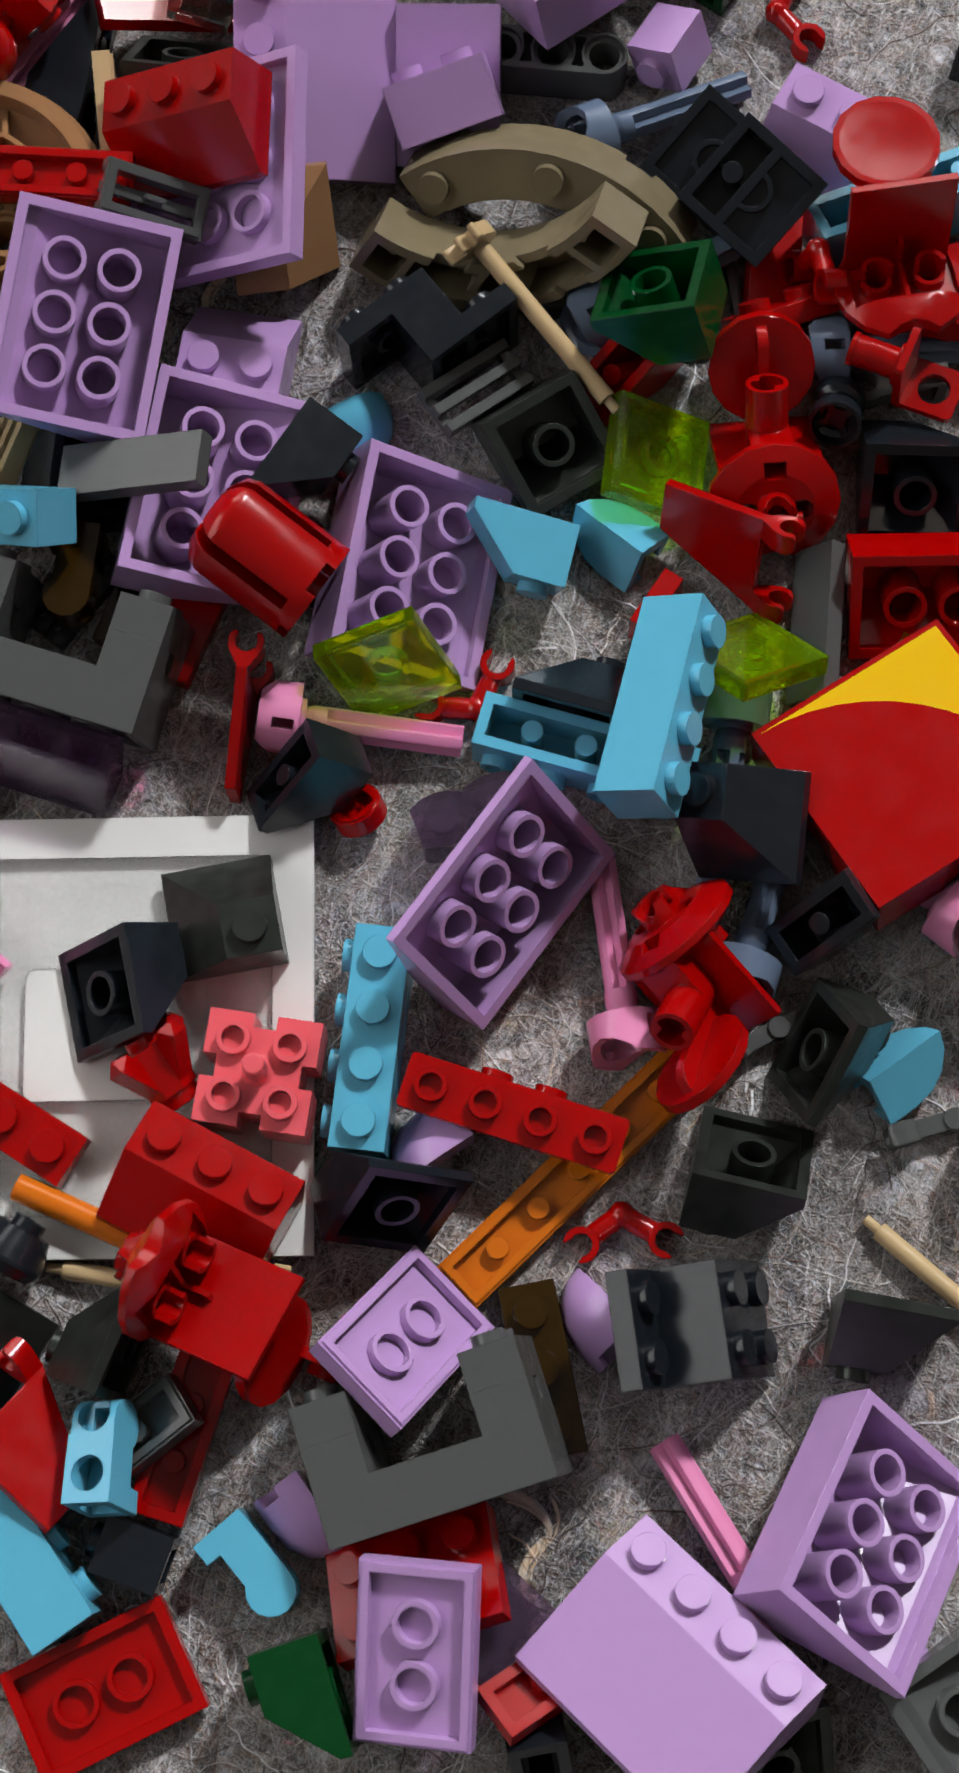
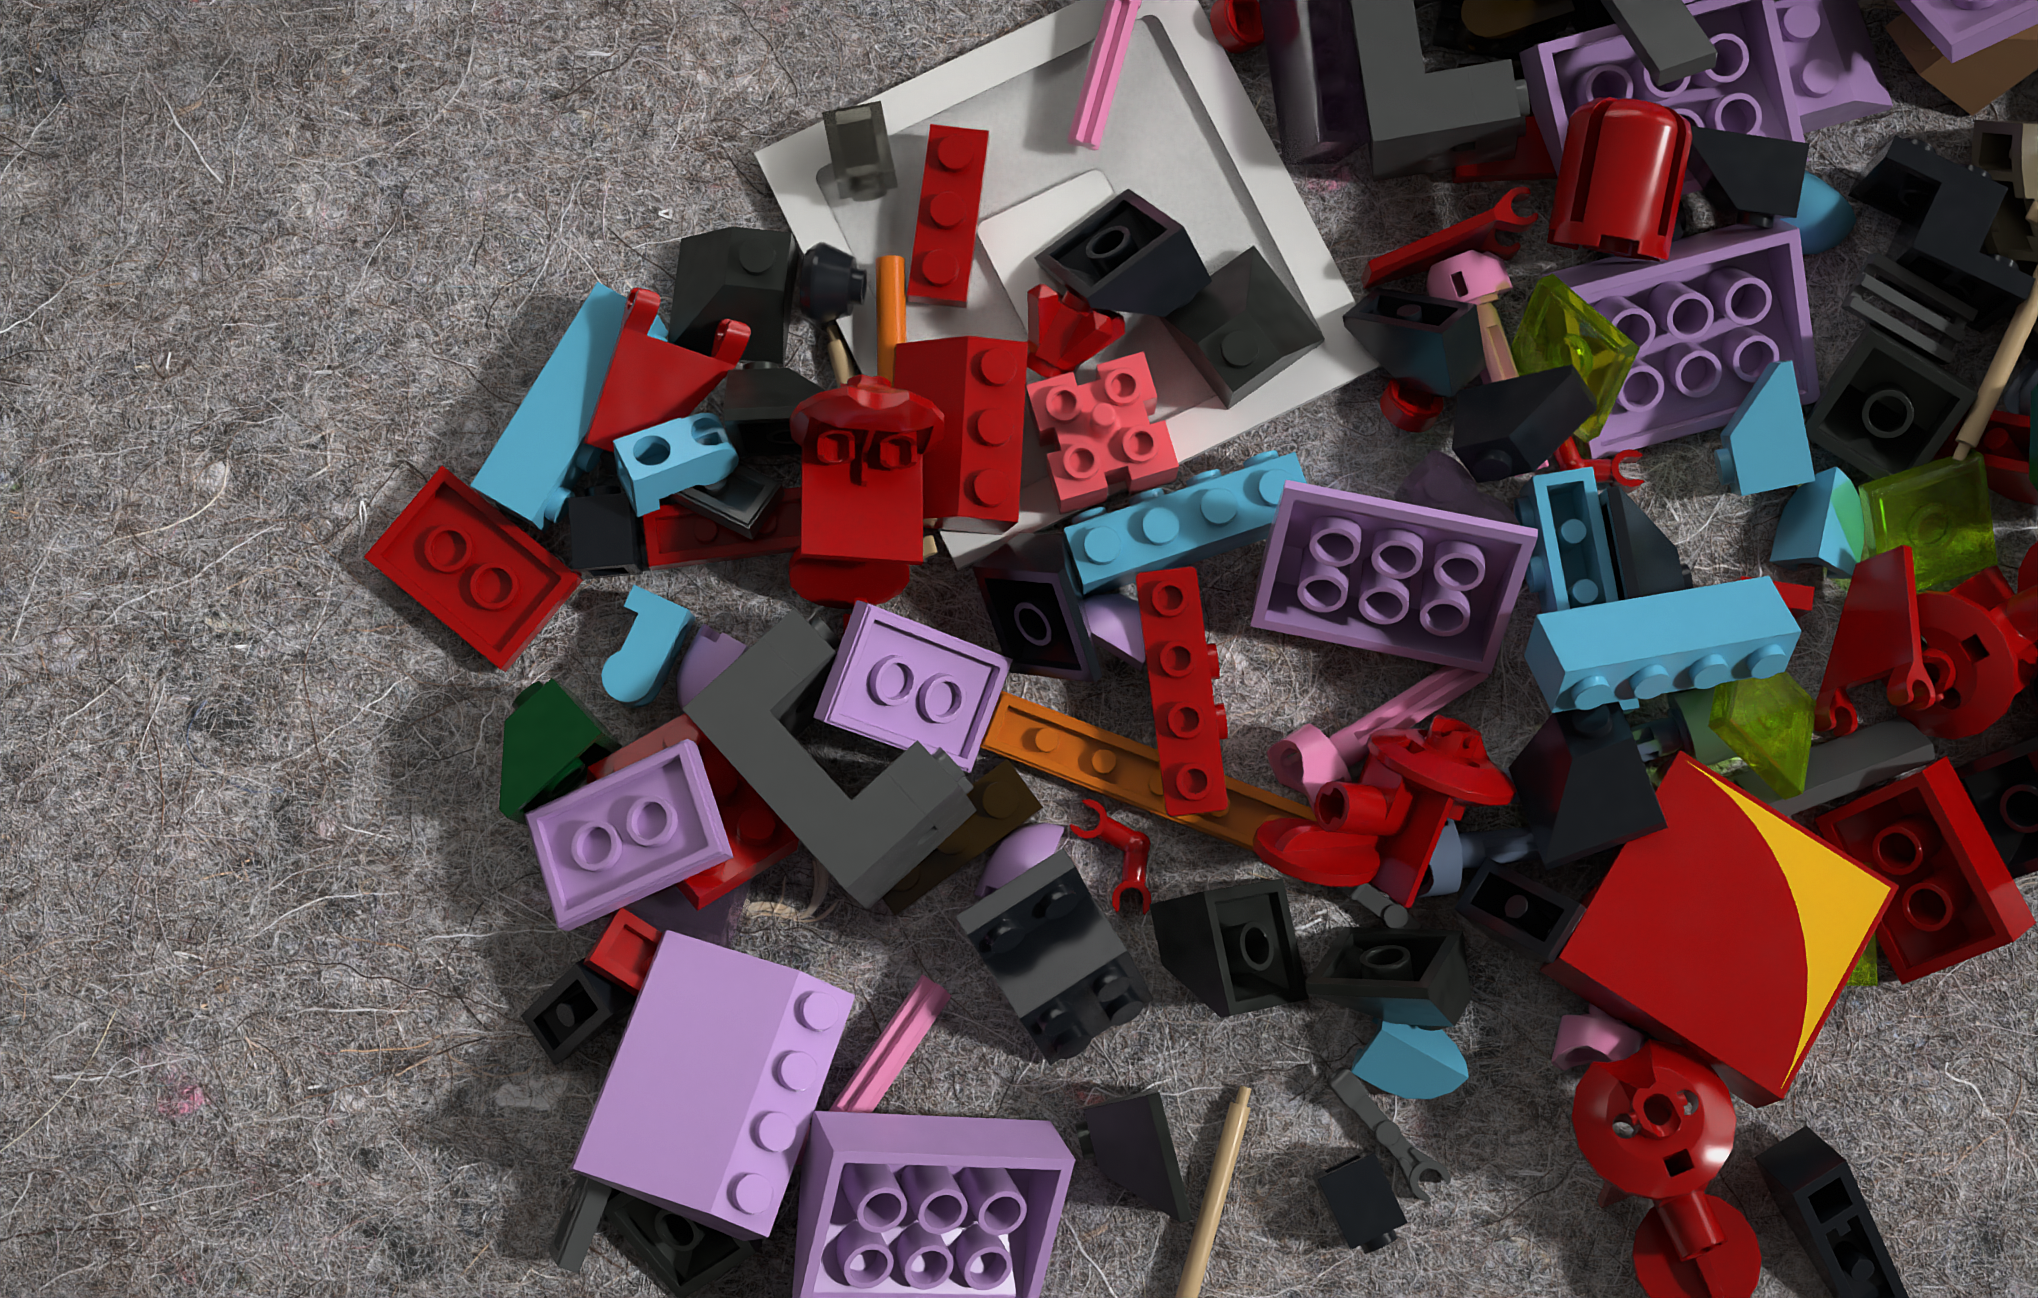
camera: 65 degrees right, 5 degrees up
(421, 731) = (1519, 421): none -> black slope

